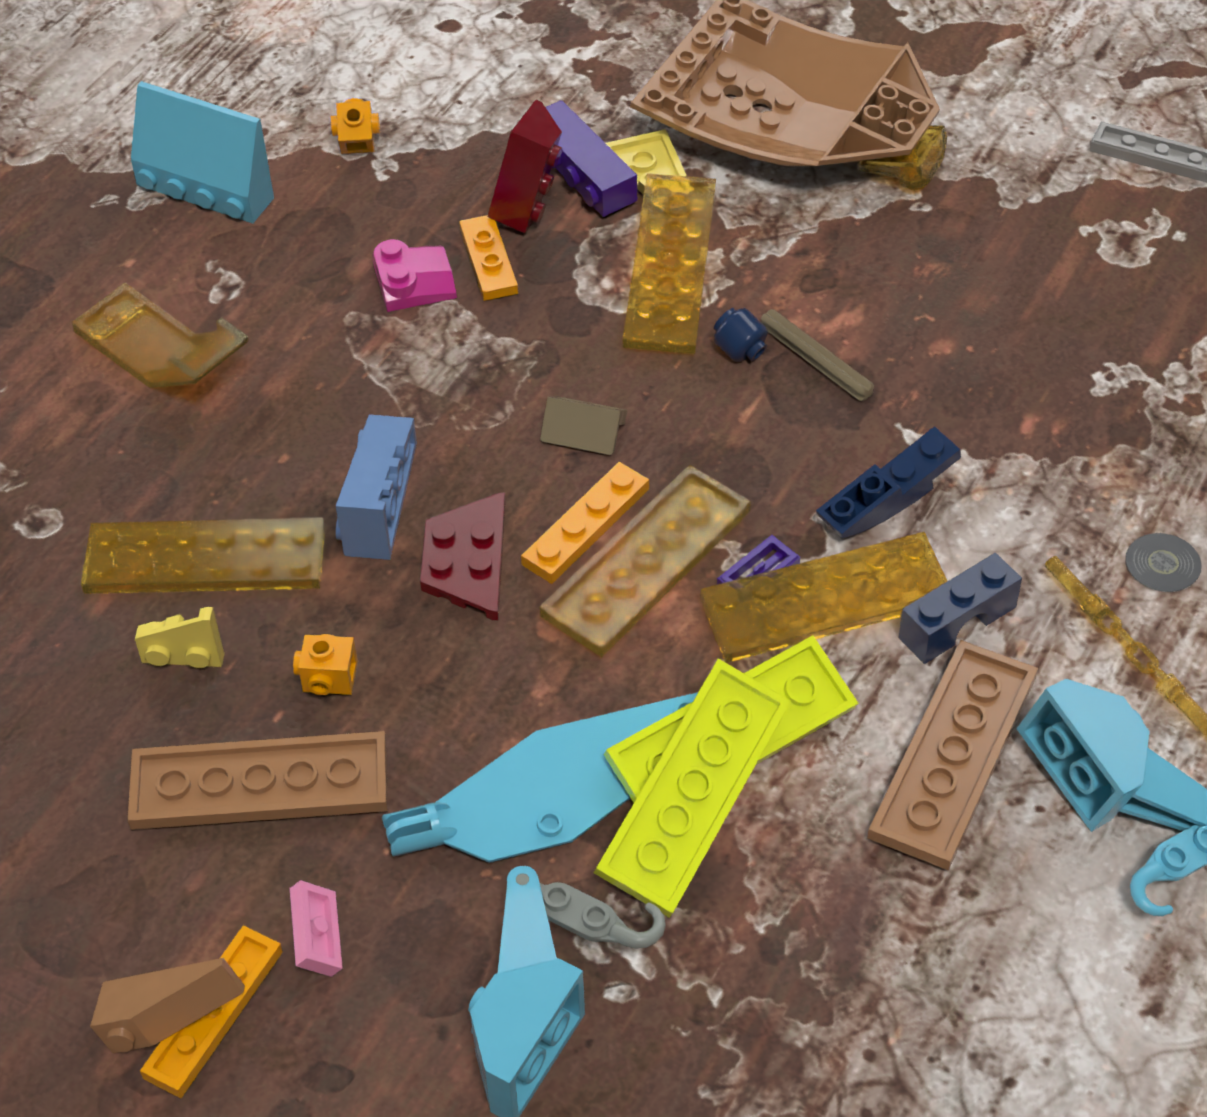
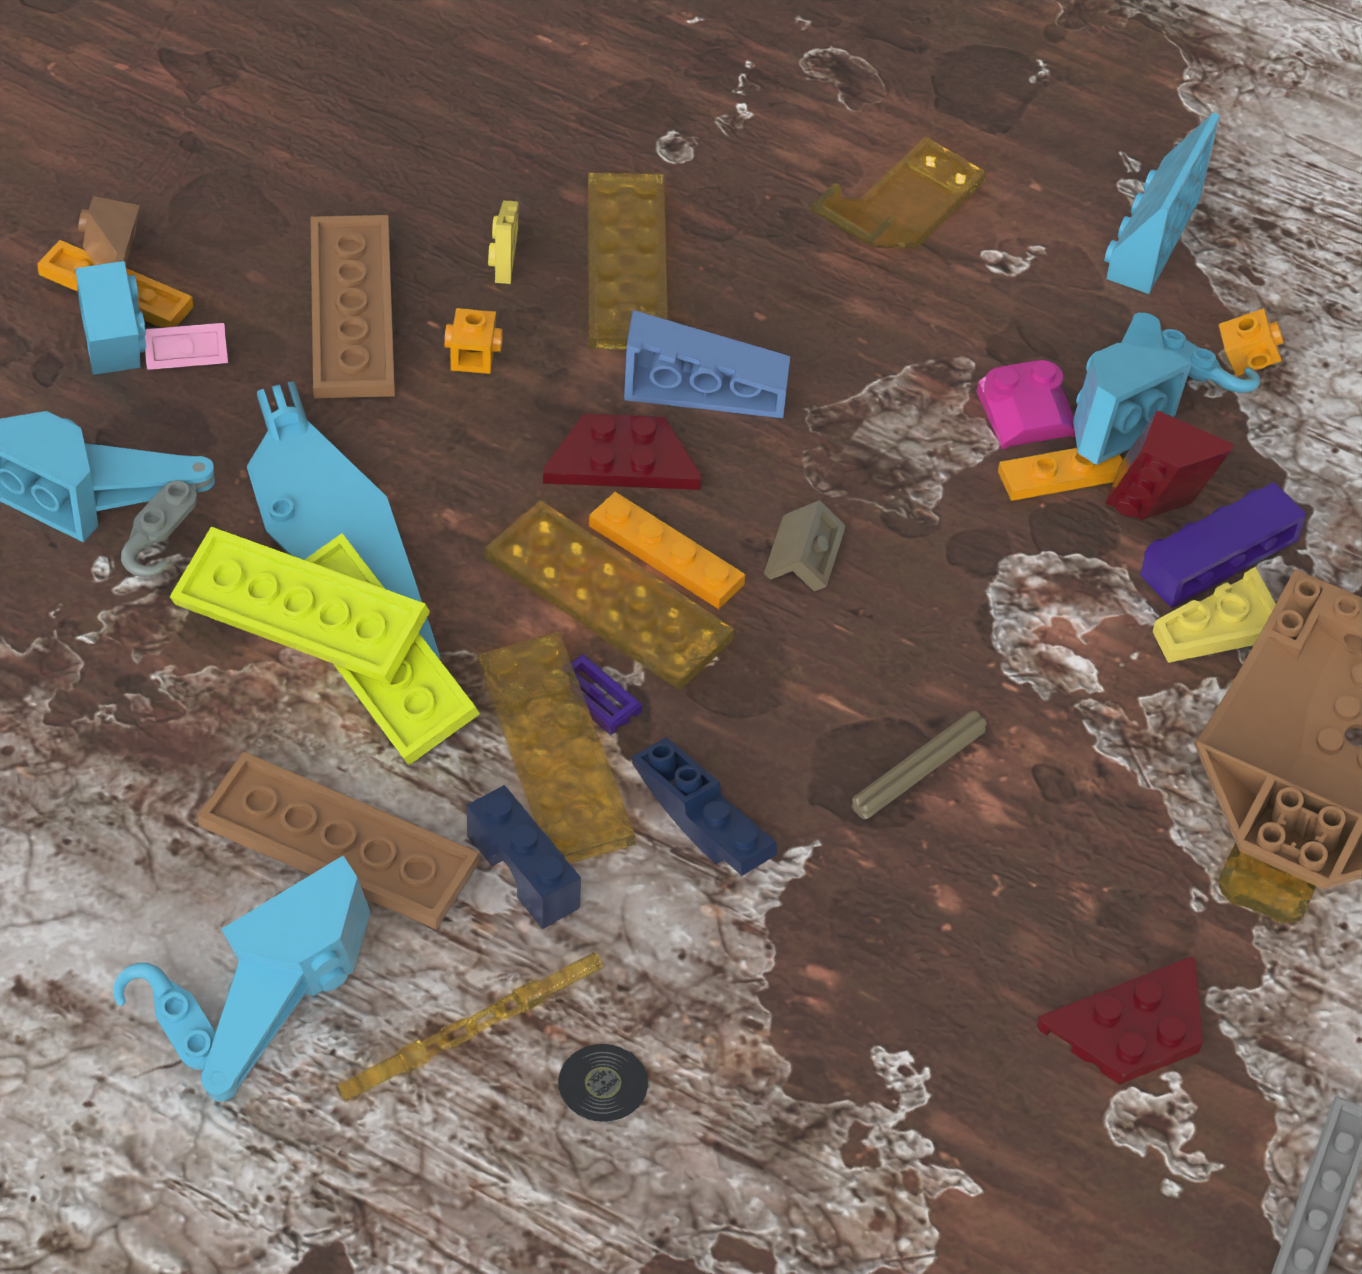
camera: 85 degrees right, 0 degrees up
(299, 984) = (111, 317): none -> medium azure brick
(425, 186) = (1136, 380): none -> medium azure slope
(670, 264) = (1050, 621): clear yellow plate -> none
(740, 335) = (938, 686): dark blue head -> none
(1044, 241) = (1134, 1023): none -> dark red wing

